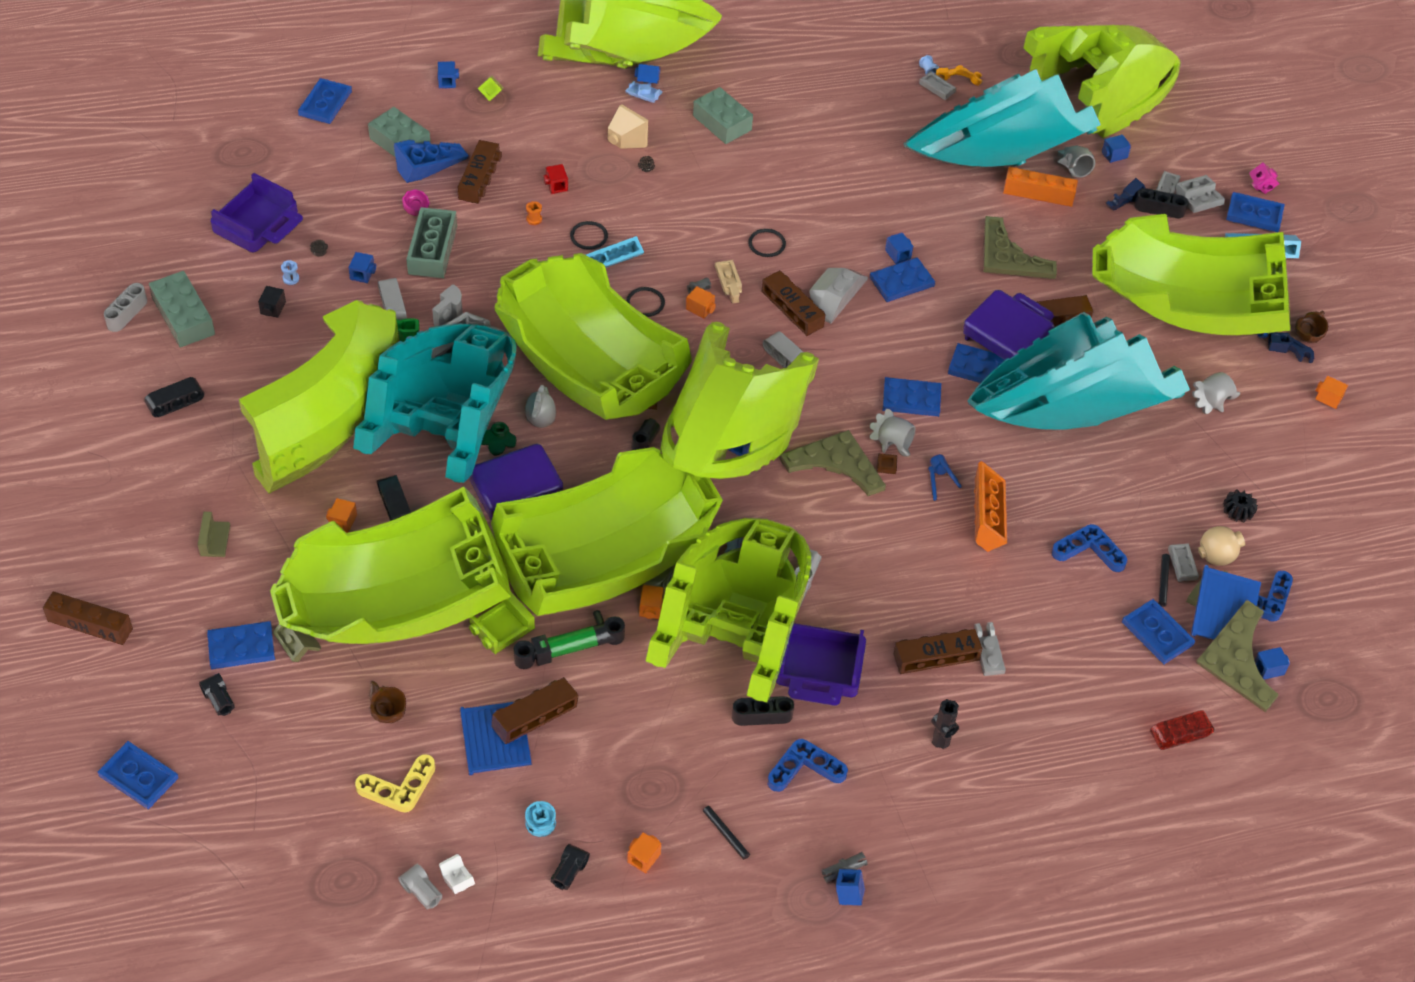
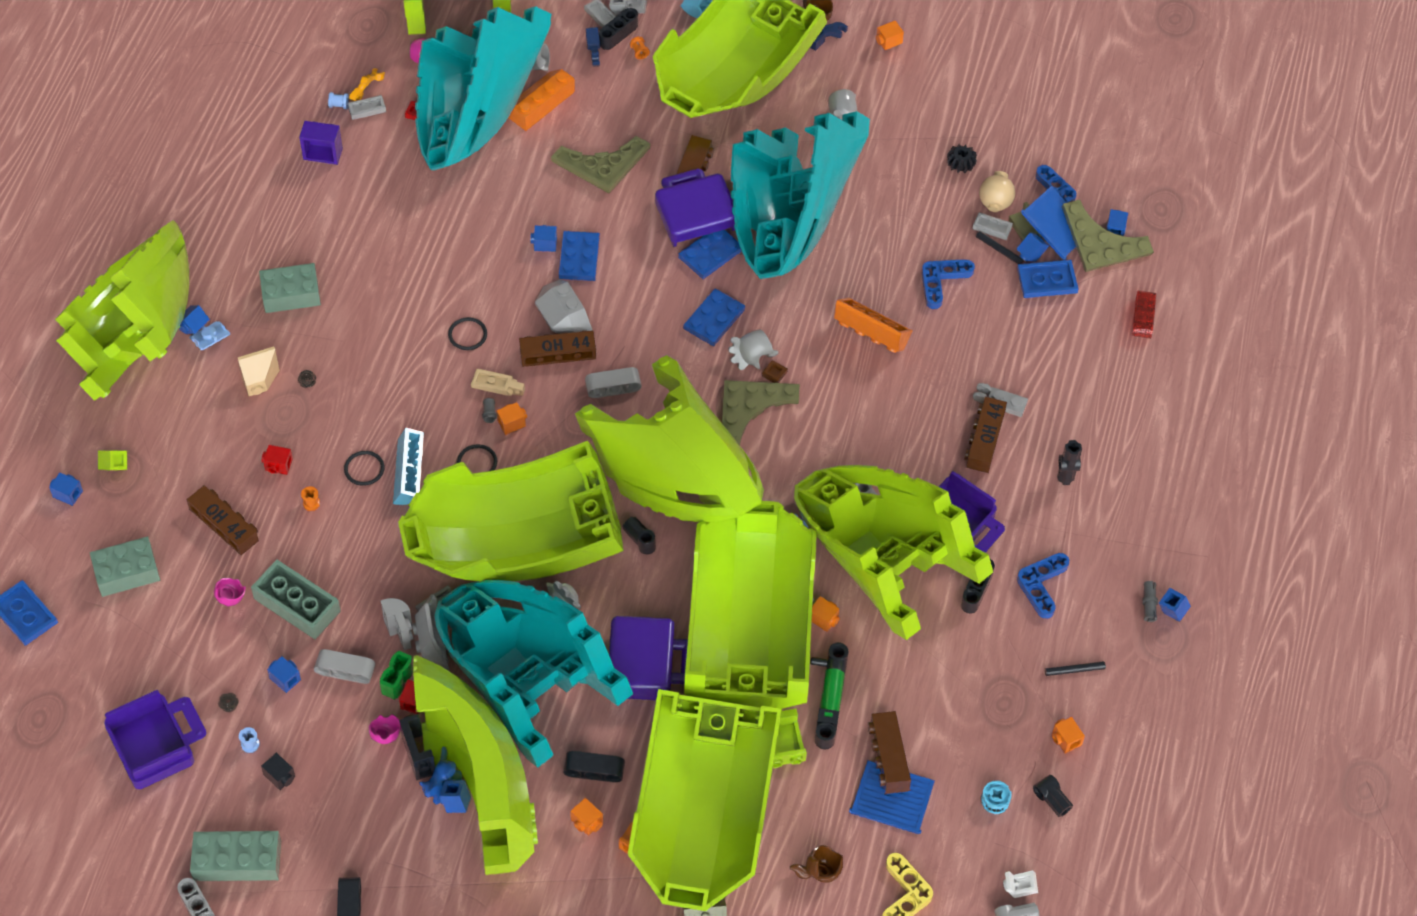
camera: 60 degrees left, 5 degrees up
(421, 160) = (174, 556): blue wedge -> none
(874, 70) = (321, 142): none -> dark purple piece
(940, 466) = (802, 335): blue plant -> none
(1181, 601) = (1032, 247): none -> blue brick

